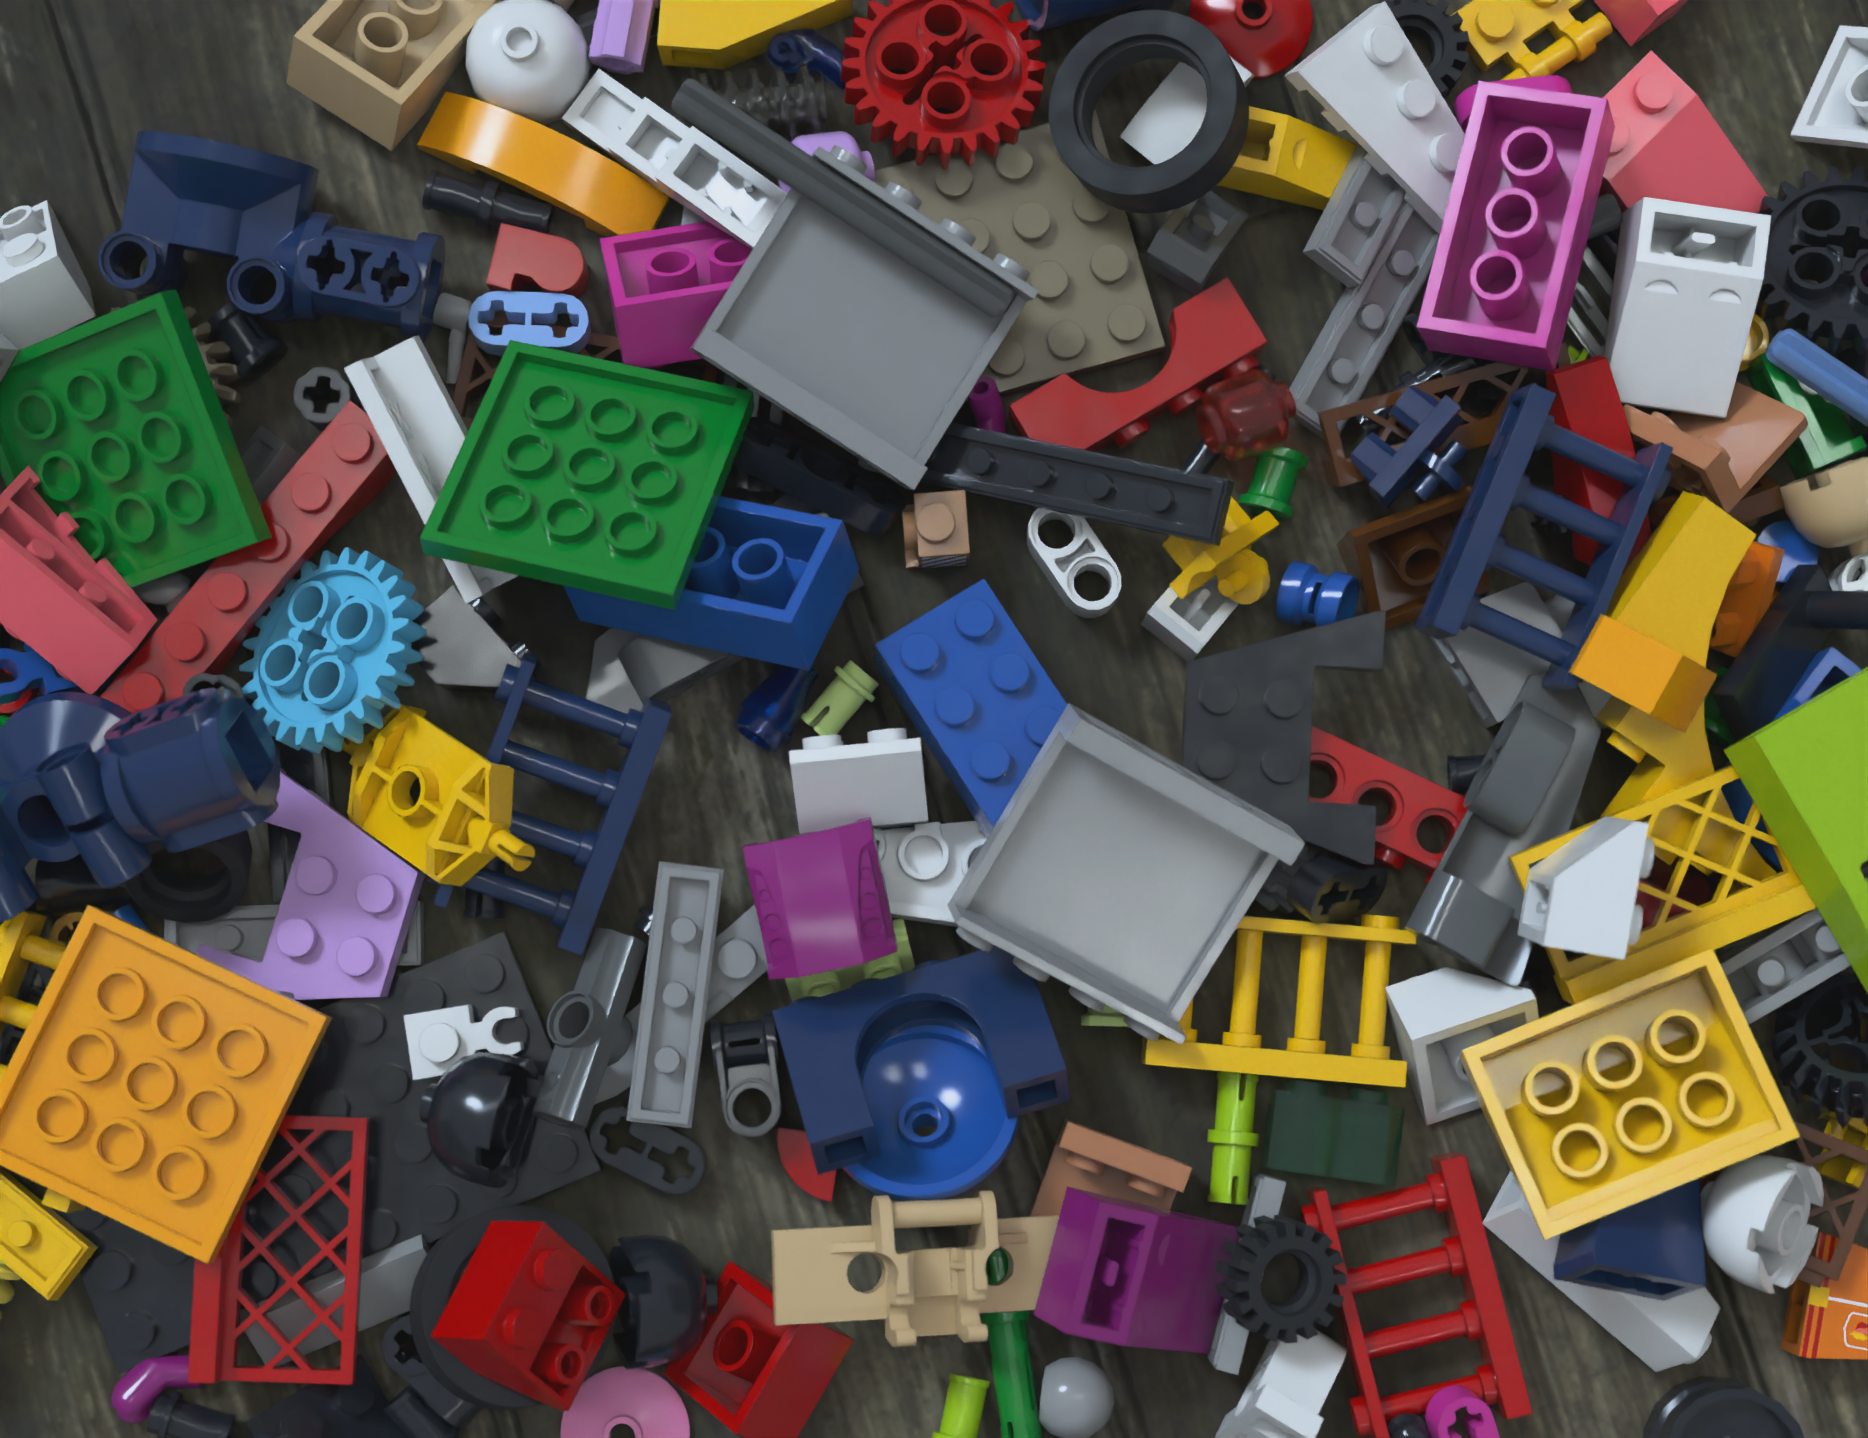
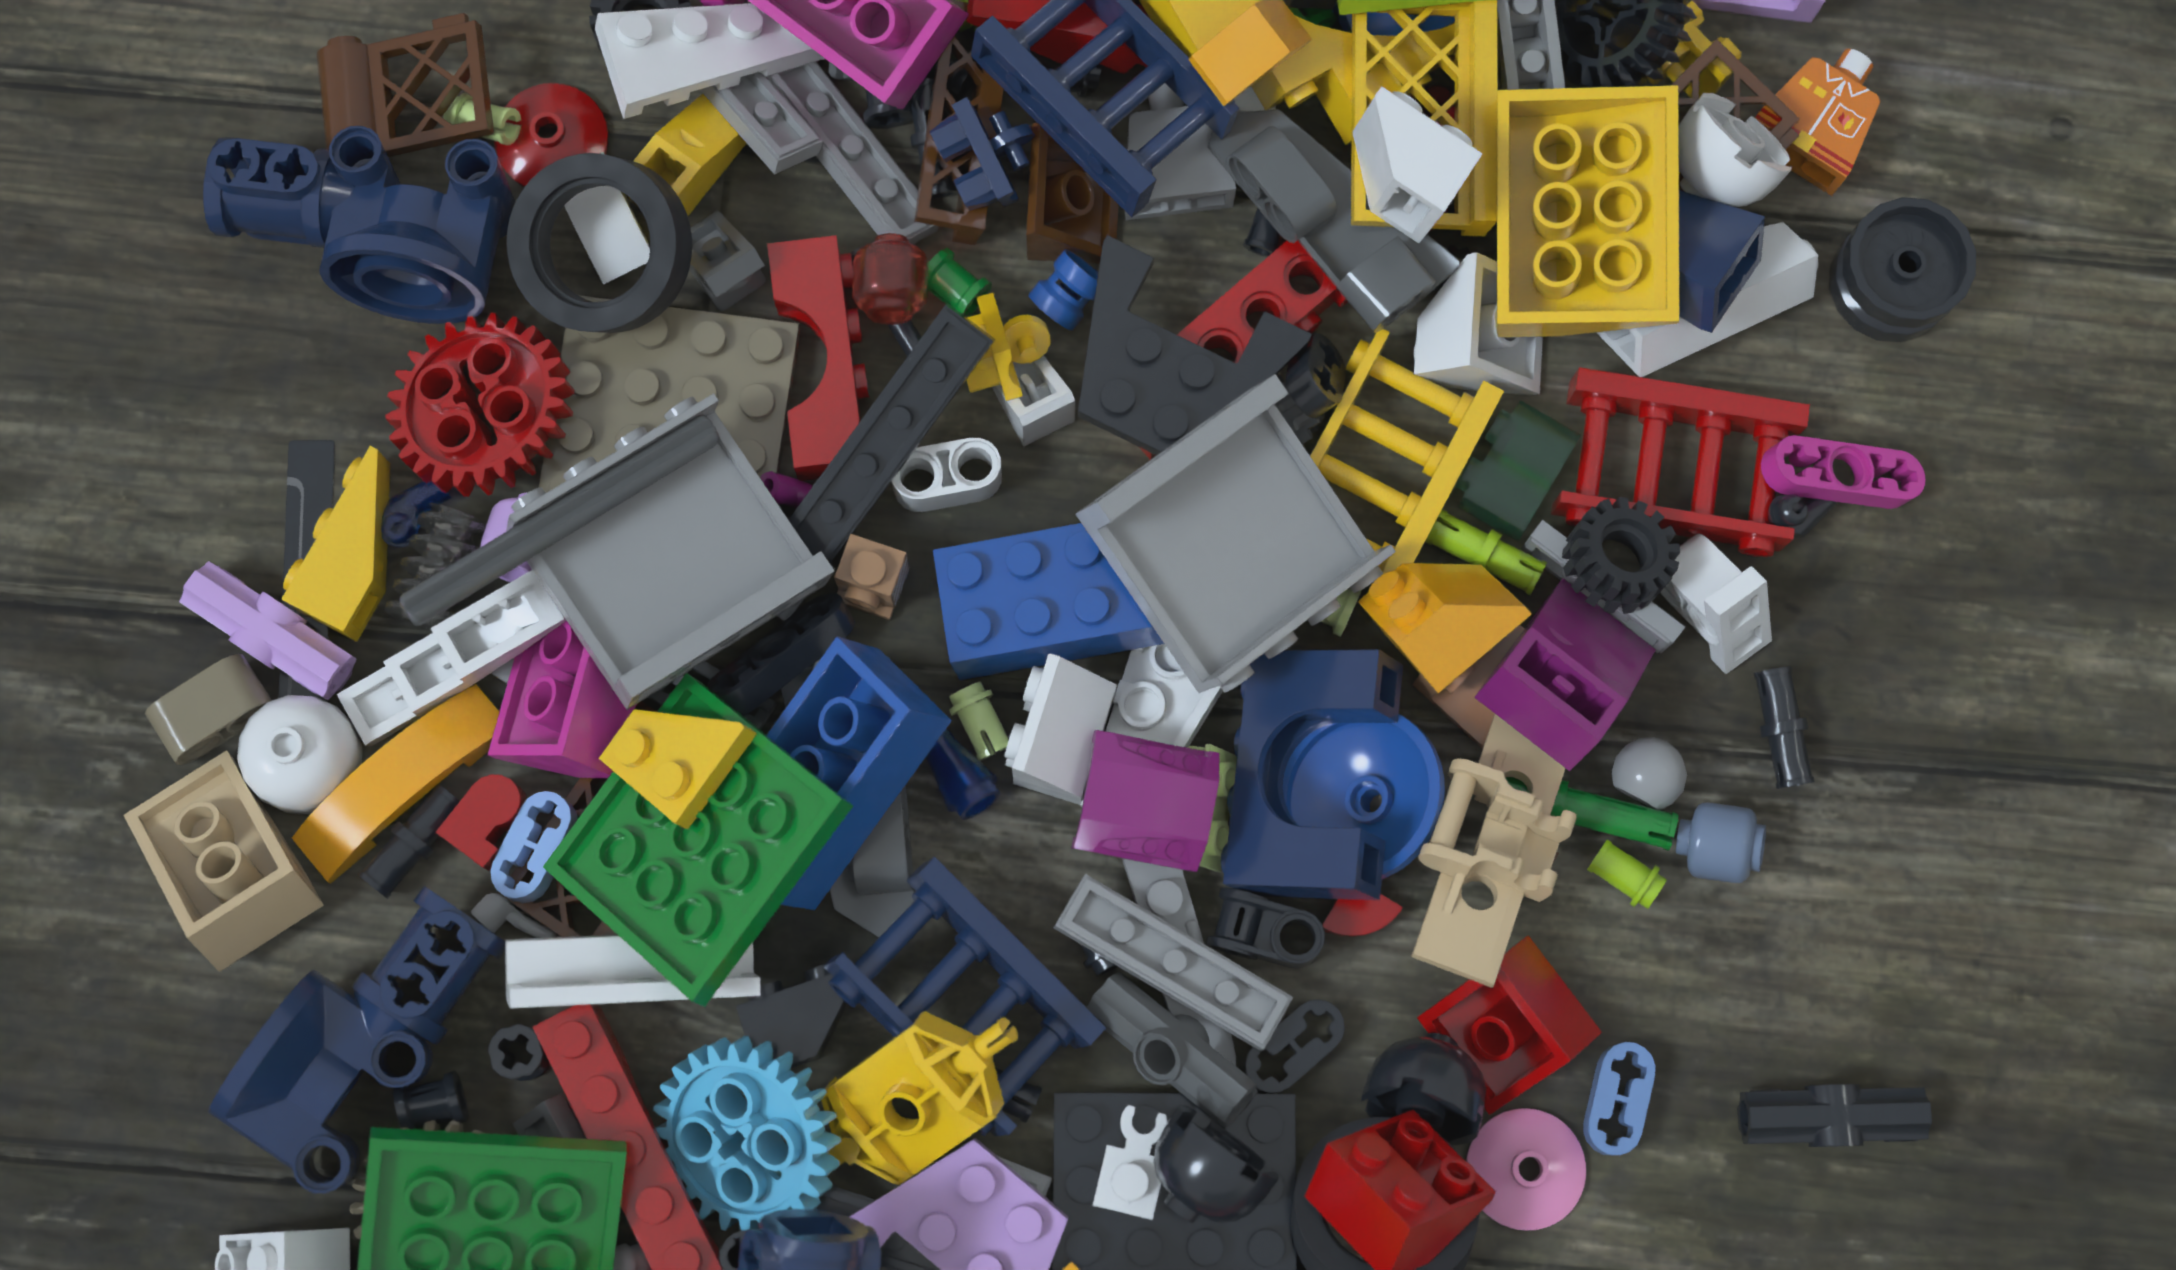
camera: 70 degrees left, 5 degrees down
(656, 418) = (676, 759): none -> yellow wing
(1133, 1119) = (1442, 615): none -> light orange slope

